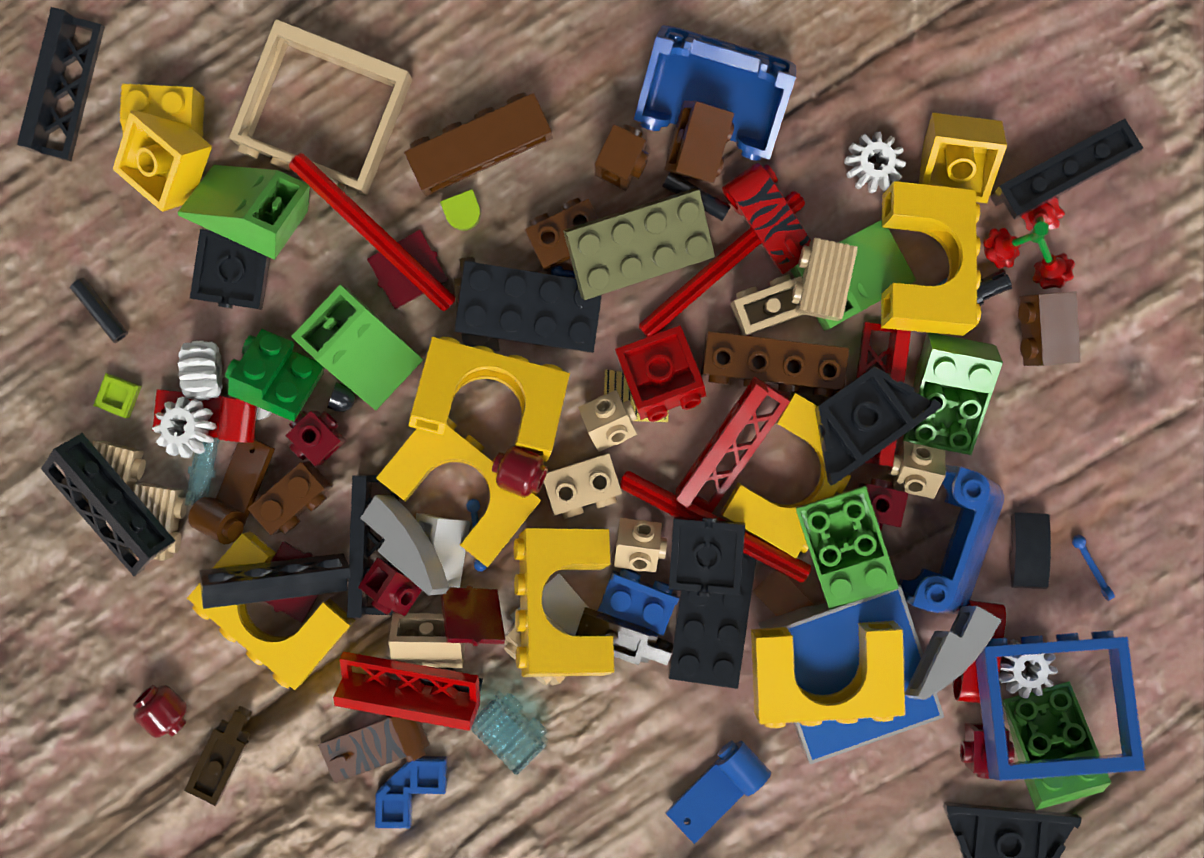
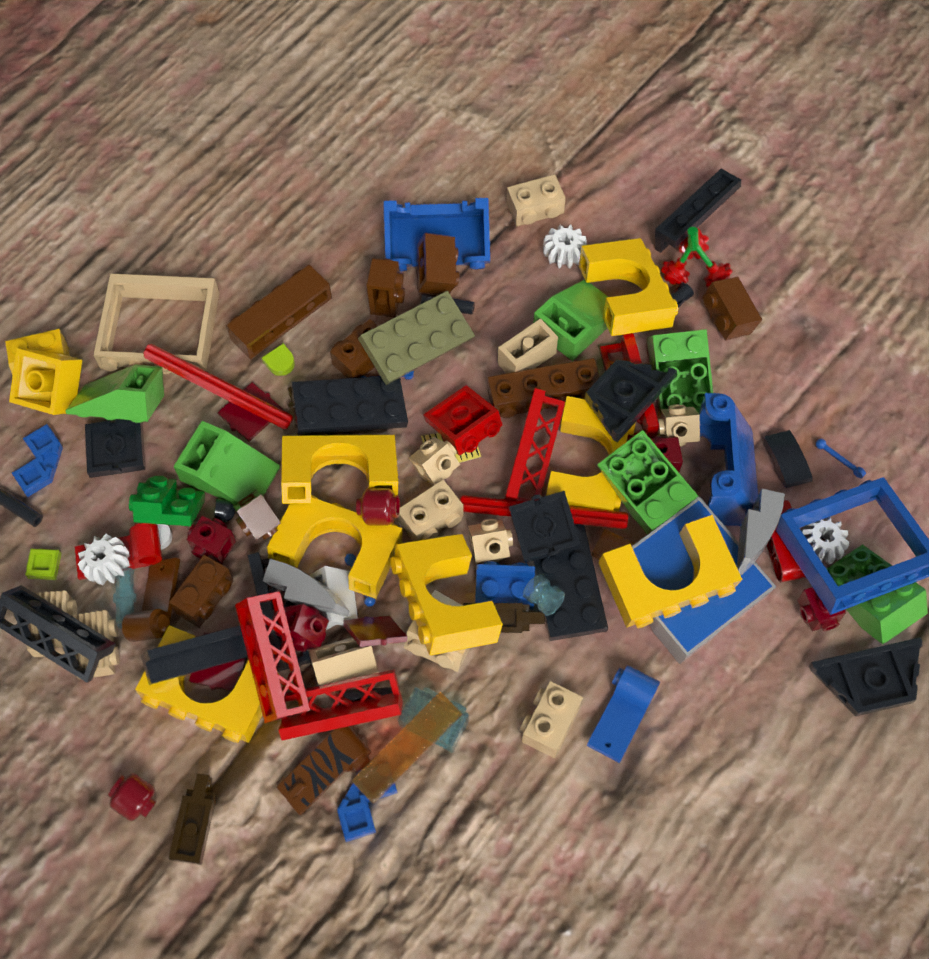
camera: 15 degrees left, 25 degrees down
(149, 246) = (42, 469): none -> blue tile
(200, 370) = (107, 516): white gear -> none
(333, 617) = (261, 657): none -> fence
(374, 431) = (256, 516): none -> brick
(468, 762) = (406, 747): none -> clear orange tile
(636, 774) = (551, 719): none -> tan brick
(676, 637) = (543, 594): none -> clear light blue wheel
(708, 275) = (481, 340): red axle -> none
(768, 214) = (502, 295): red door -> none
(825, 279) = (557, 309): tan brick -> none
(862, 78) = (535, 200): none -> tan brick
(963, 153) = (623, 221): yellow slope -> none

